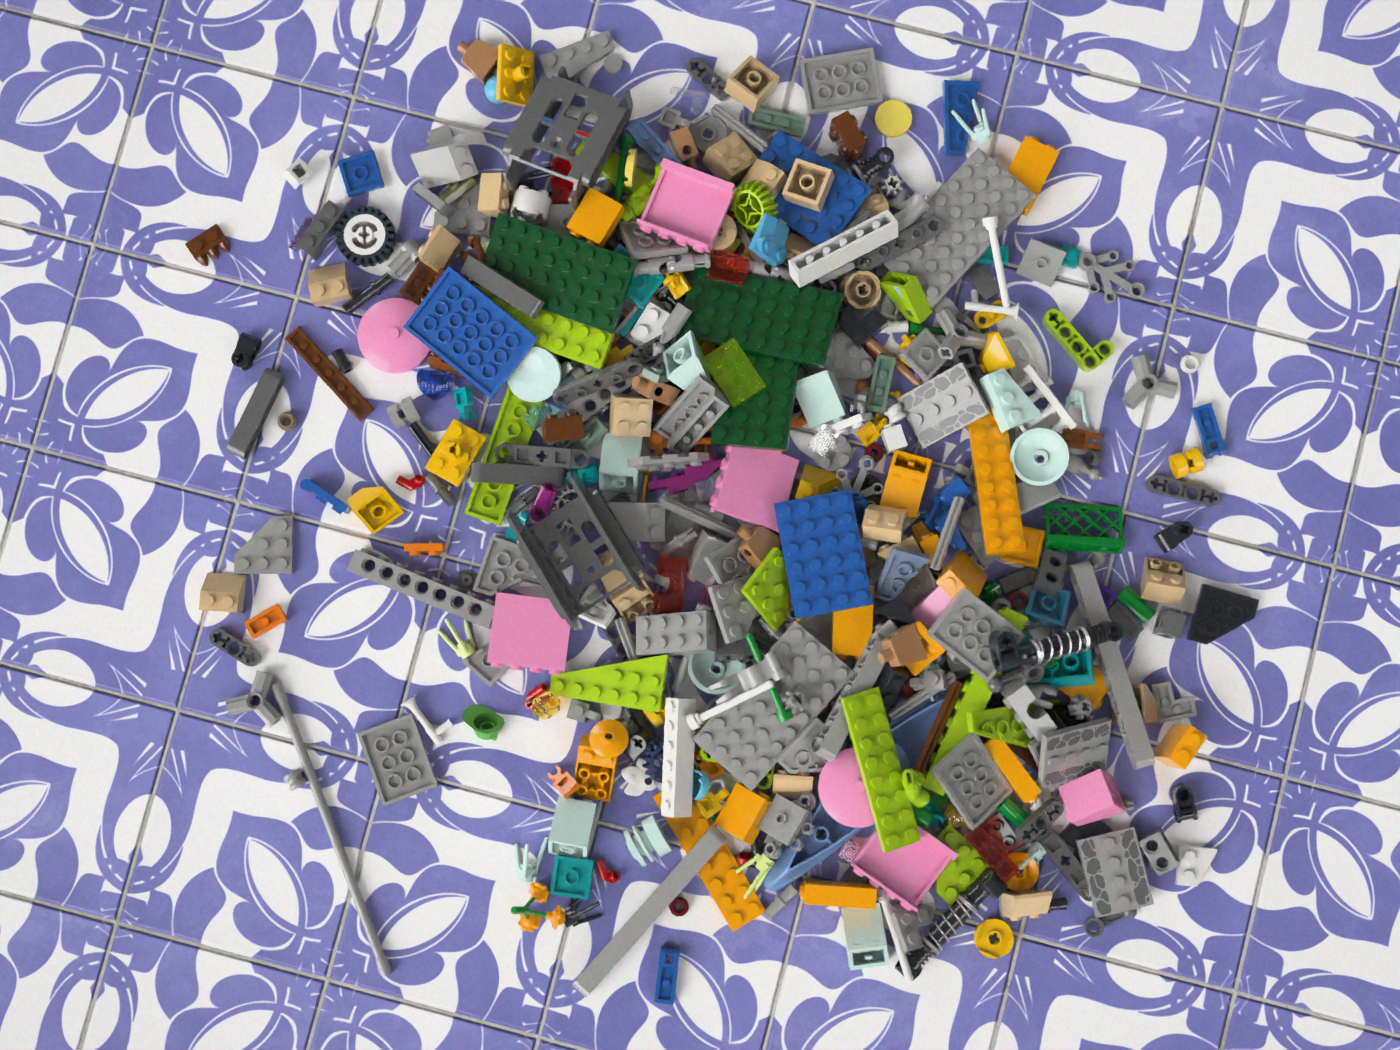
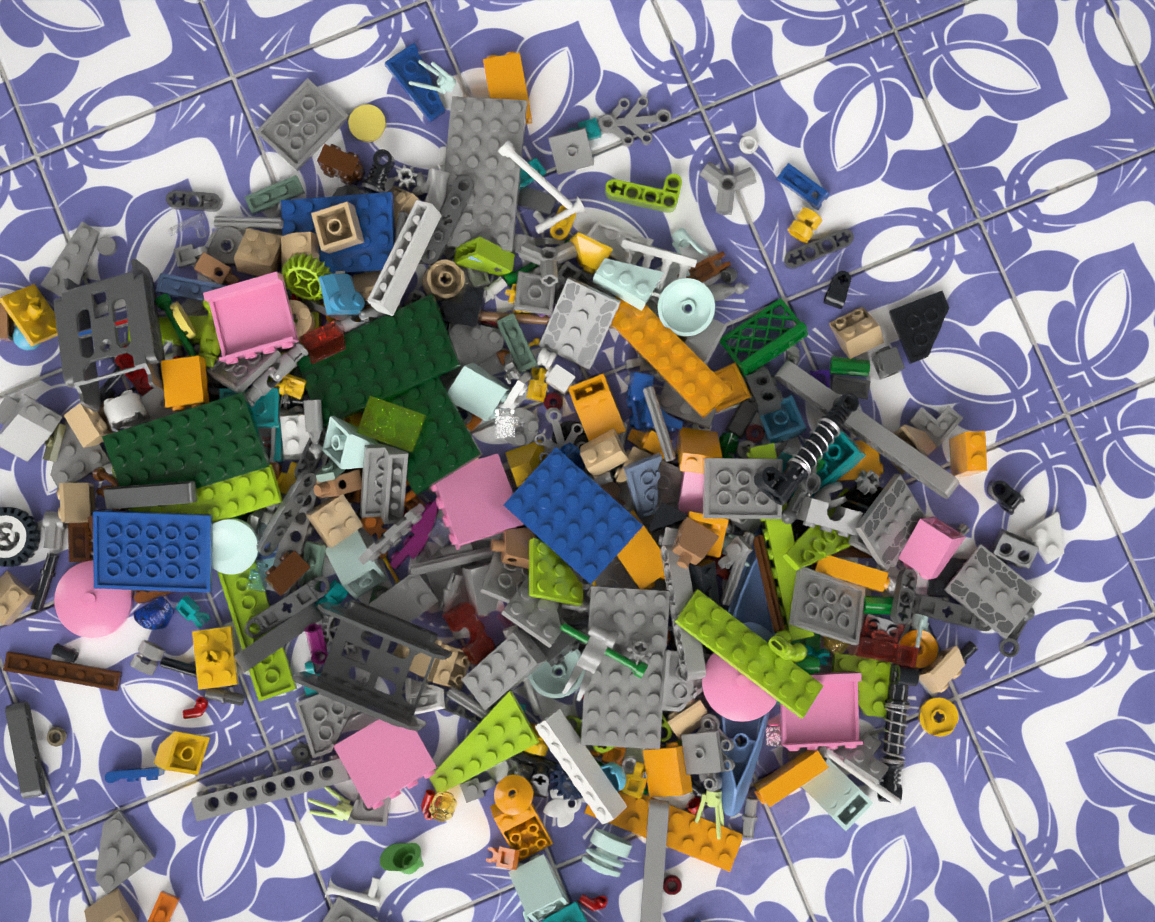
camera: 40 degrees left, 0 degrees up
(416, 549) = (242, 760): orange plate -> none
(433, 200) = (41, 466): beam -> none
(523, 501) = (300, 655): dark grey axle -> none
(695, 720) = (572, 726): white piece -> none
(751, 83) = (231, 179): tan brick -> none
(835, 273) = (413, 282): light grey plate -> none

